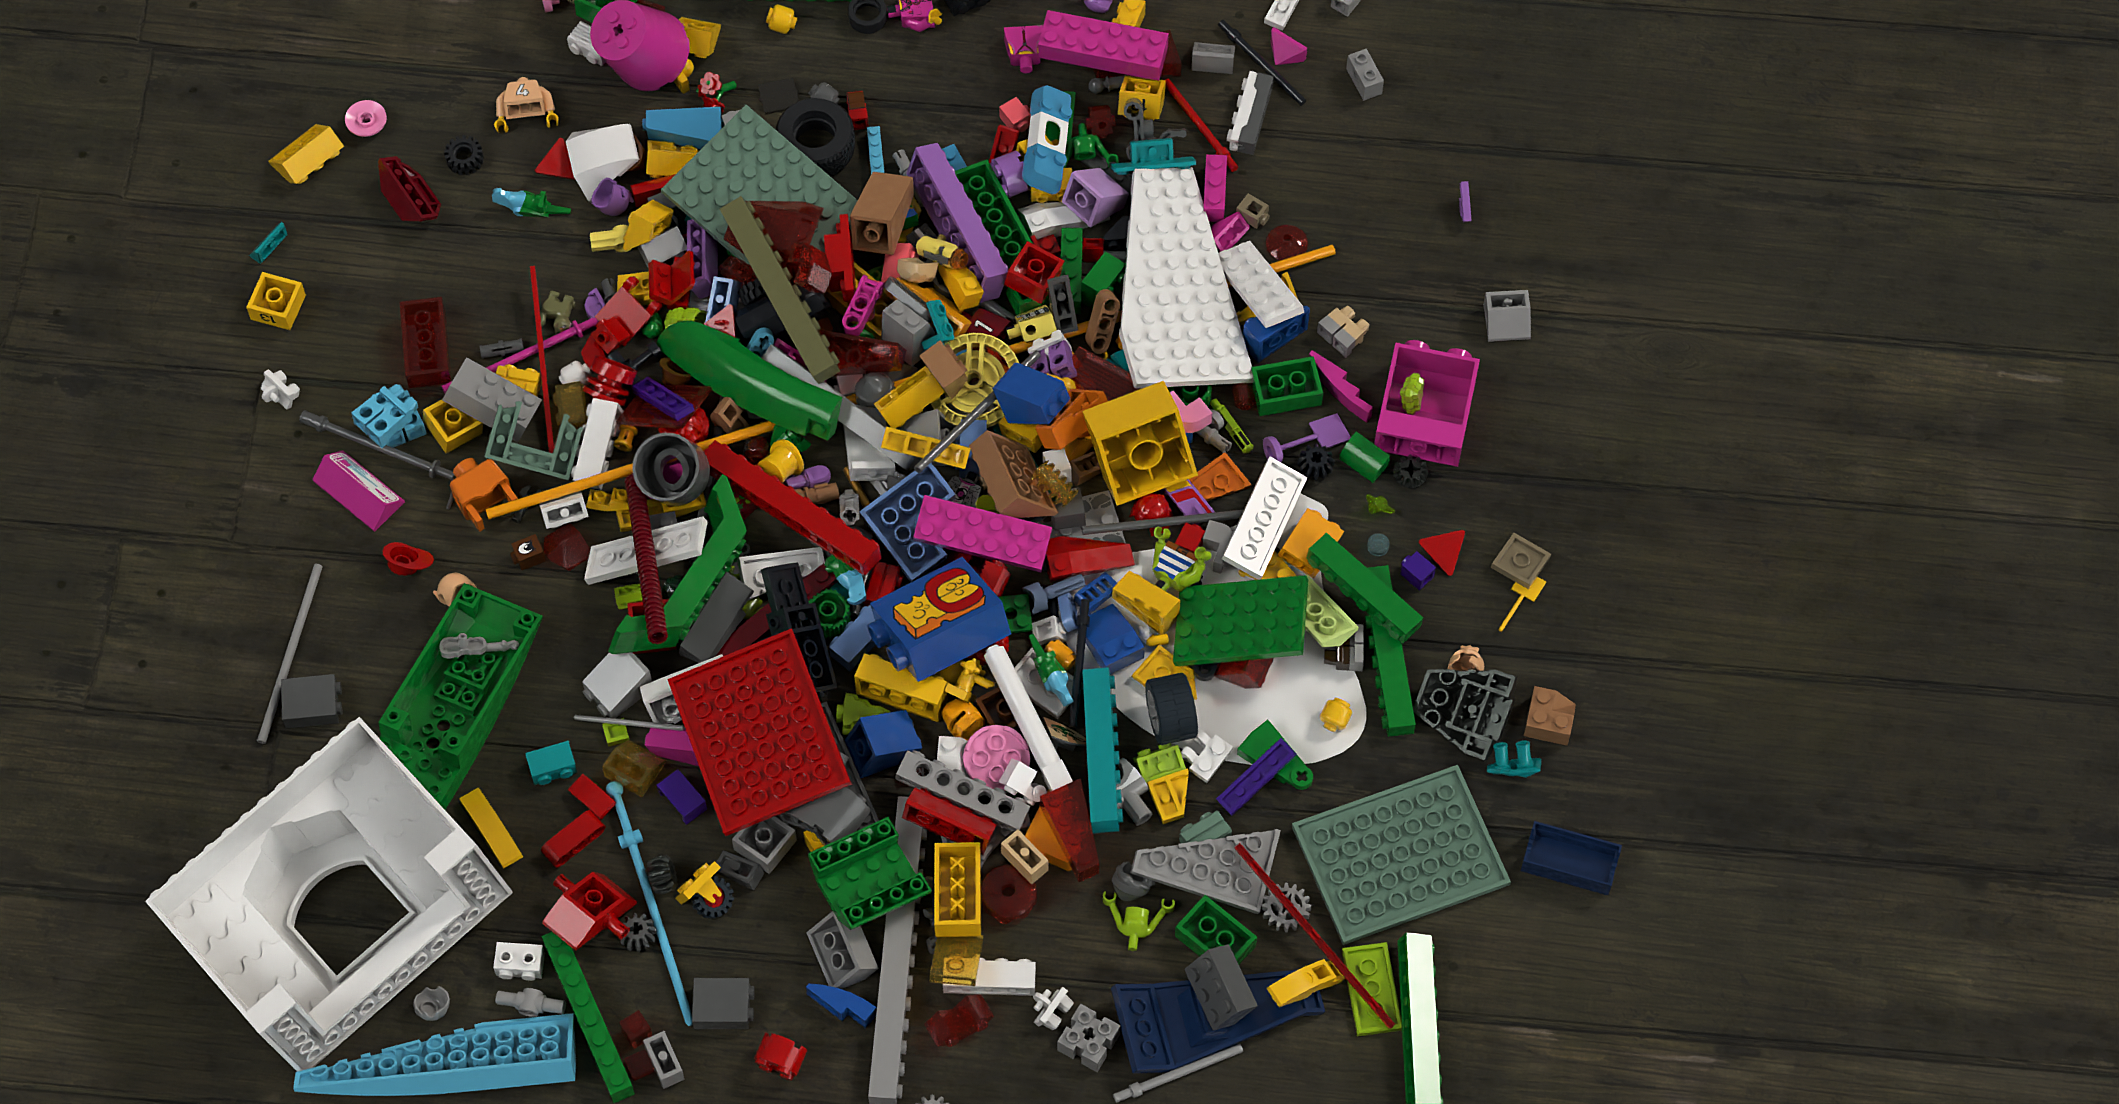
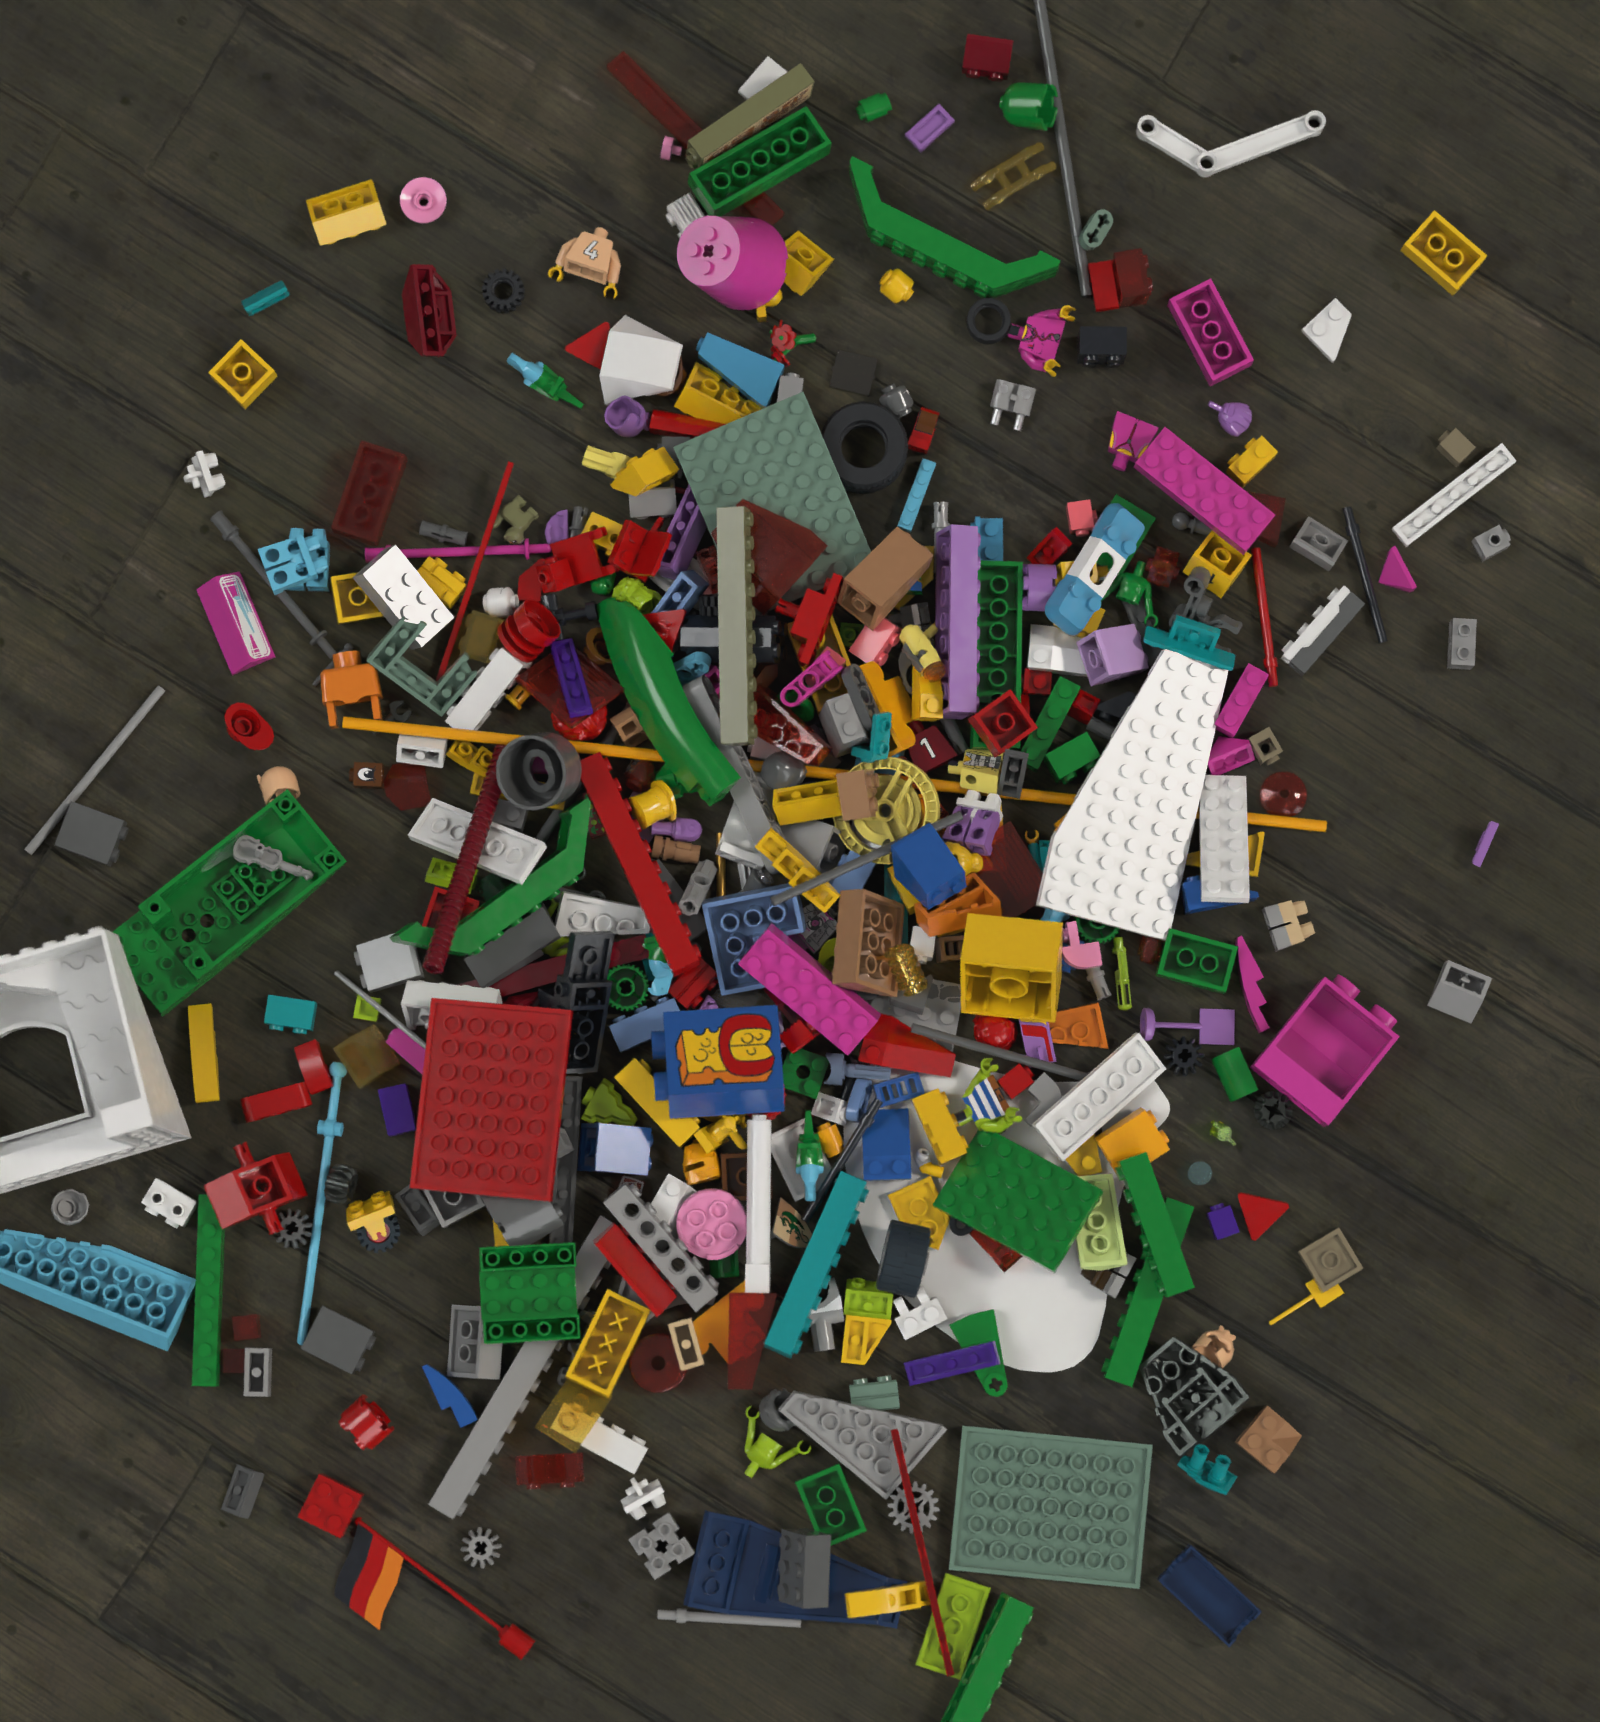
camera: 25 degrees right, 20 degrees up
(530, 1002) = (162, 1250): light grey pin -> none
(812, 267) = (778, 626): clear red brick -> none
(916, 57) = (1012, 398): none -> light grey piece
(916, 271) = (886, 661): tan piece -> none
(1018, 779) = (723, 1263): white brick -> none
(1100, 312) = (1047, 804): medium nougat beam -> none
(1217, 420) = (1108, 962): light grey tile -> none
(1336, 714) = (1062, 1335): yellow head -> none
(1412, 393) = (1316, 1033): lime rock -> none

